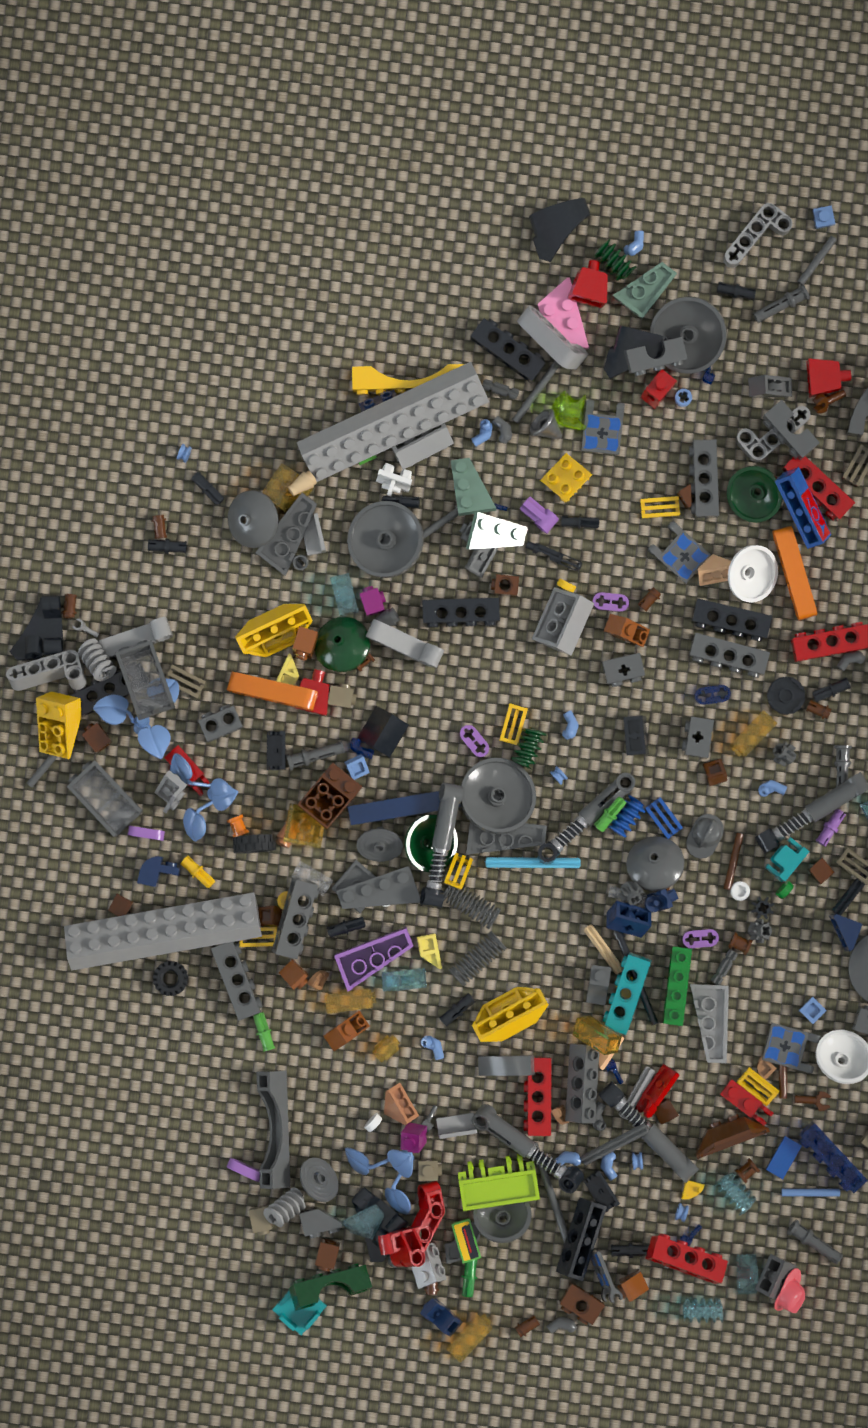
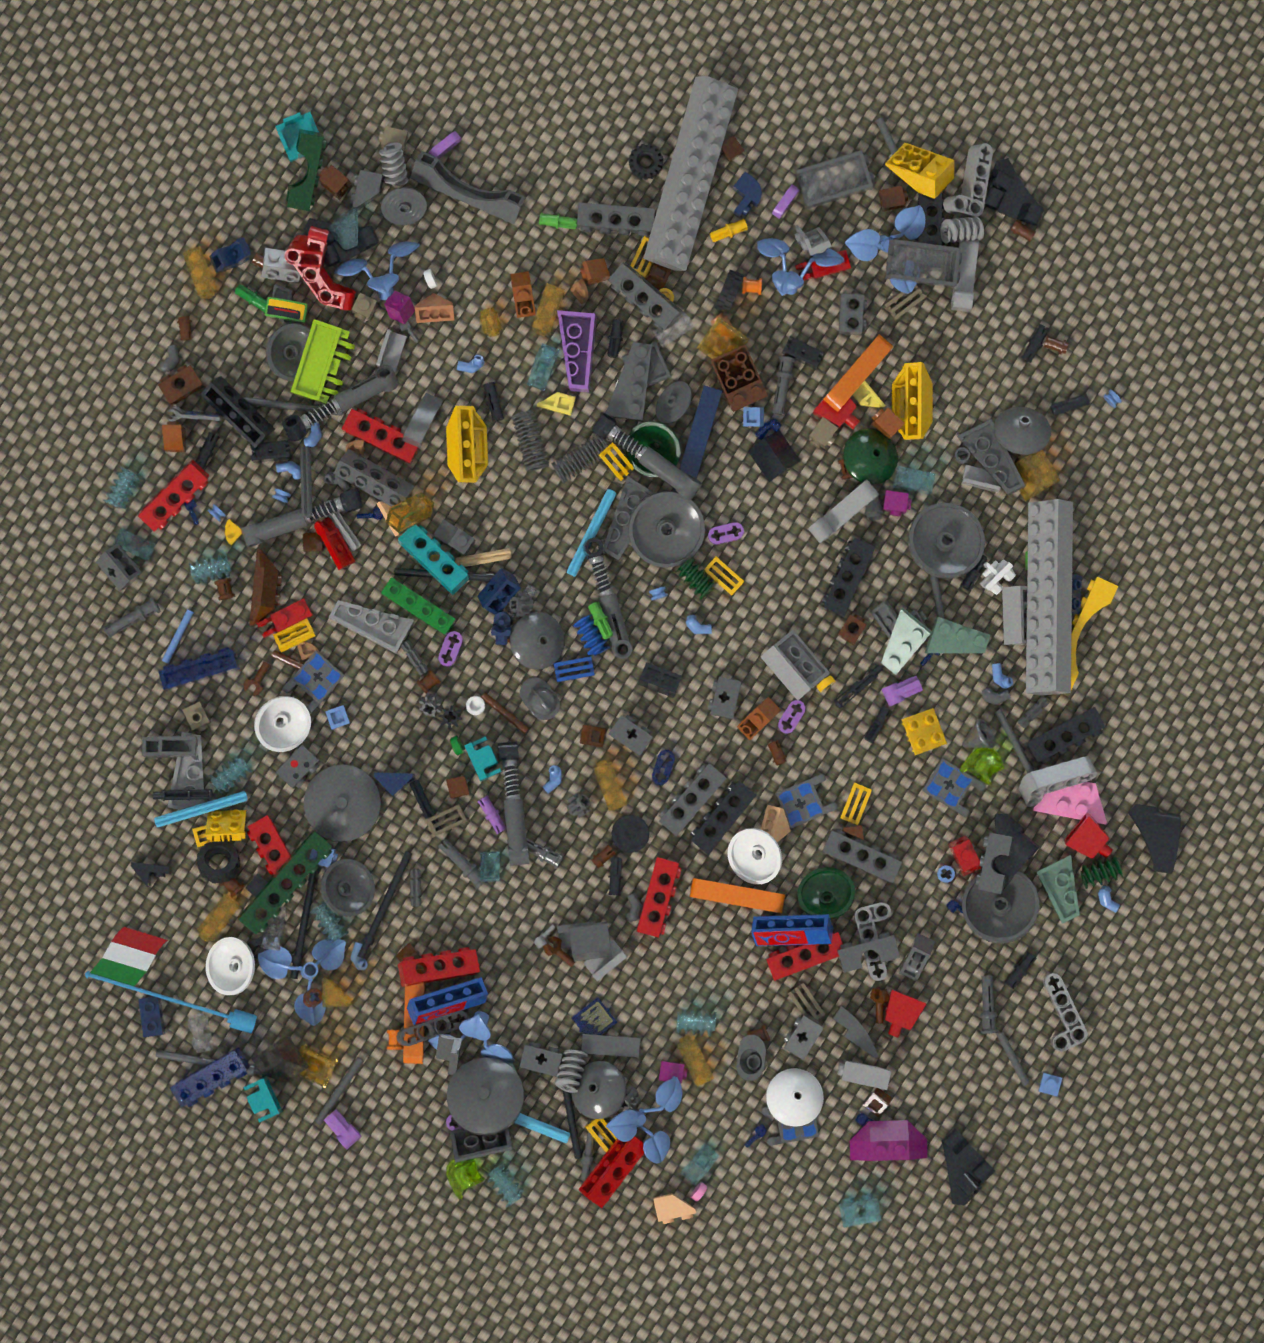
camera: 120 degrees right, 0 degrees up
(83, 627) = (997, 234): light grey hand -> none
(302, 483) = (1032, 489): tan cone -> none
(783, 1157) = (220, 627): blue tile -> none
(792, 1293) = (98, 574): coral piece -> none

